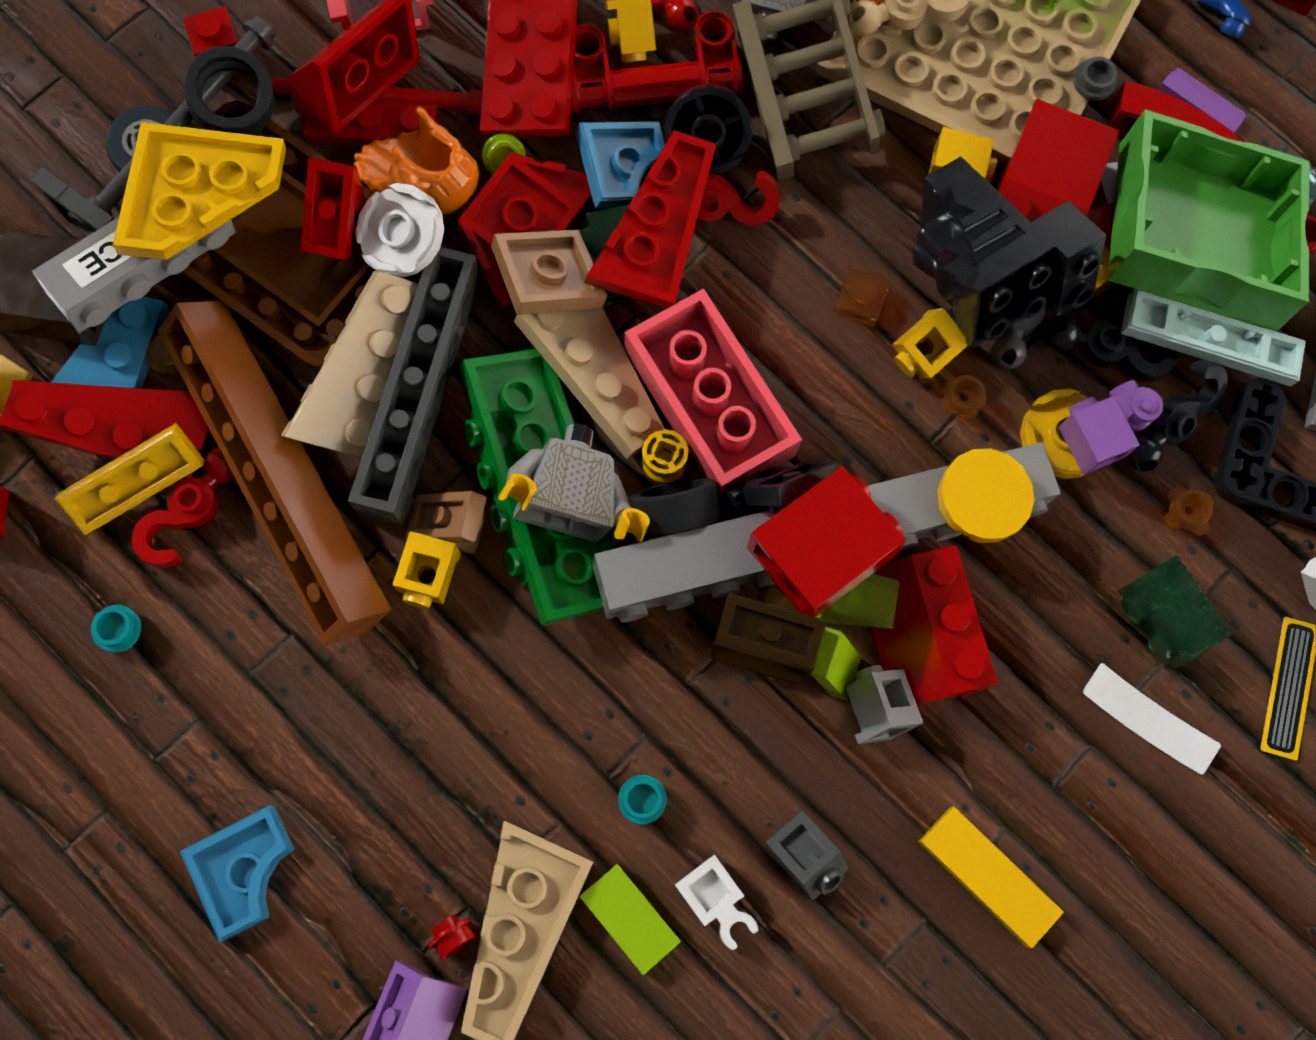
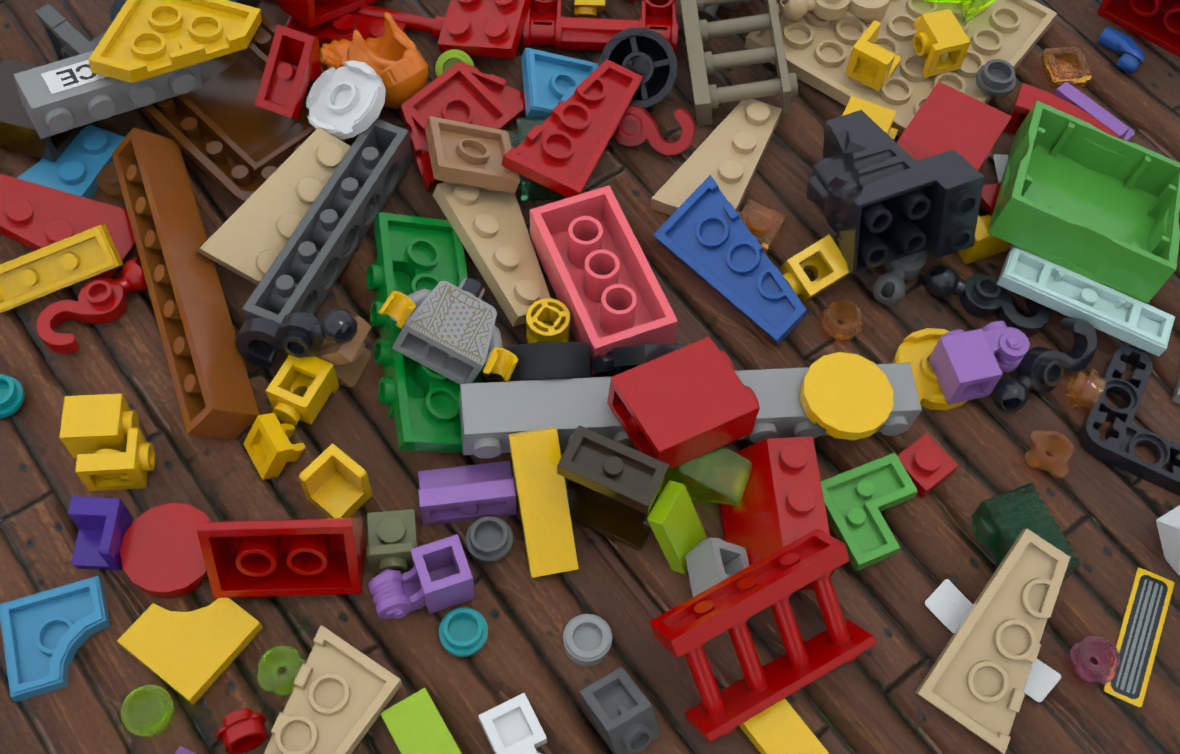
camera: 10 degrees right, 15 degrees down
(228, 646) = (96, 423): none -> yellow brick
(254, 691) = (115, 469): none -> yellow bracket
(260, 761) = (100, 531): none -> dark purple panel
(334, 763) = (164, 550): none -> red tile
(355, 931) = (147, 711): none -> clear neon green plate
(380, 859) = (190, 646): none -> yellow tile
(408, 638) = (270, 445): none -> yellow tile
(412, 522) = (298, 335): none -> black piece
(452, 757) = (284, 556): none -> red slope
(461, 864) = (270, 663): none -> clear neon green plate
(485, 671) = (335, 483): none -> yellow panel
(553, 718) = (390, 540): none -> olive bracket
(606, 756) = (436, 581): none -> medium lavender brick
(615, 651) = (466, 493): none -> medium lavender panel
(648, 699) = (489, 539): none -> dark grey plate
(697, 659) = (543, 502): none -> yellow tile
(763, 785) = (587, 639): none -> light grey tile
(810, 240) = (727, 154): none -> tan wing
(834, 341) = (726, 256): none -> blue wing
(915, 739) = (728, 608): none -> red fence
(960, 77) = (869, 61): none -> yellow panel
(1003, 607) = (855, 504): none -> bright green plate
(1030, 42) = (940, 42): none -> yellow brick
(1066, 544) = (927, 464): none -> red plate
(1156, 735) = (992, 651): none -> tan wing
(1166, 44) = (1065, 65): none -> clear orange plate
(1220, 435) = (1085, 389): none -> clear orange plate
(1263, 721) = (1103, 651): none -> clear pink plate

